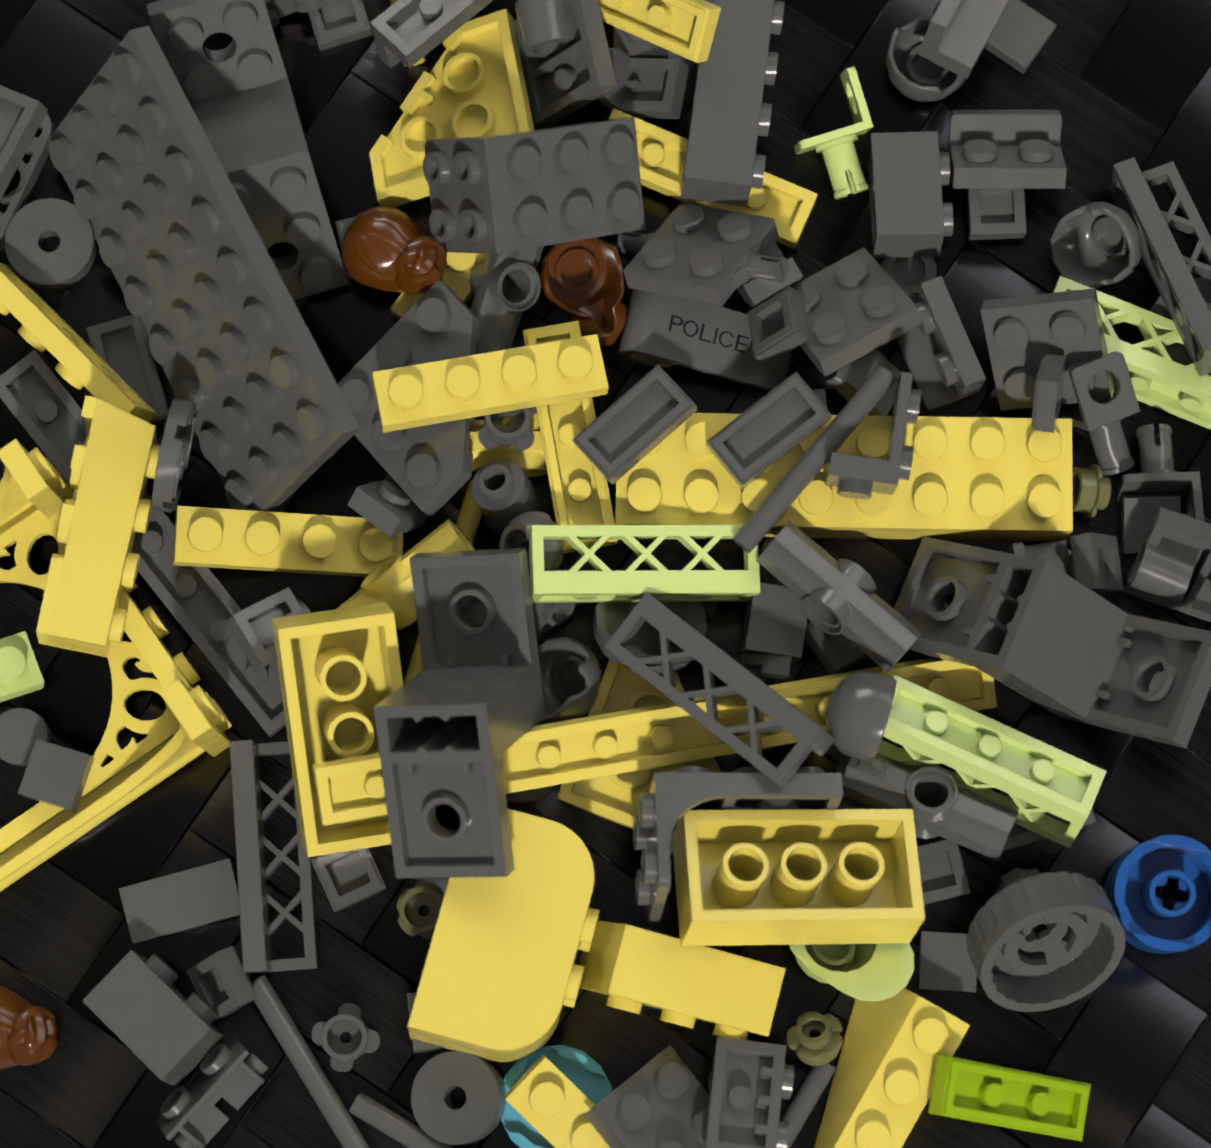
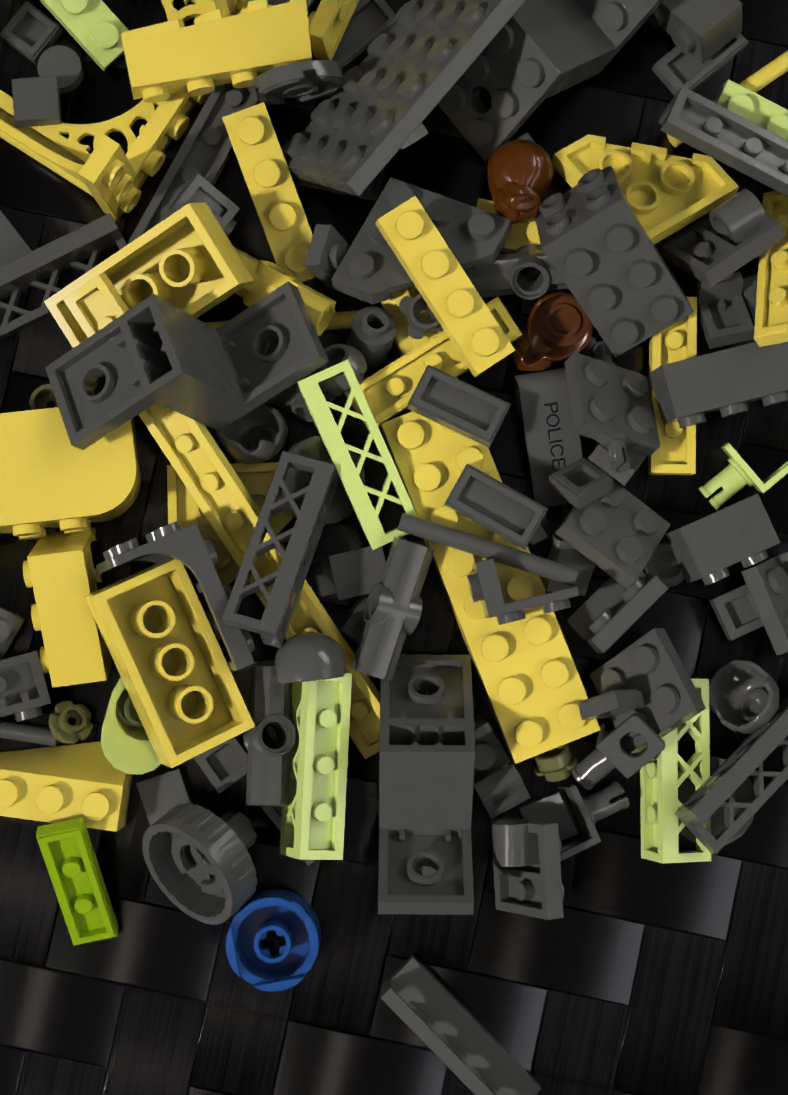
camera: 65 degrees right, 5 degrees up
(348, 877) = (49, 340): dark grey tile -> none

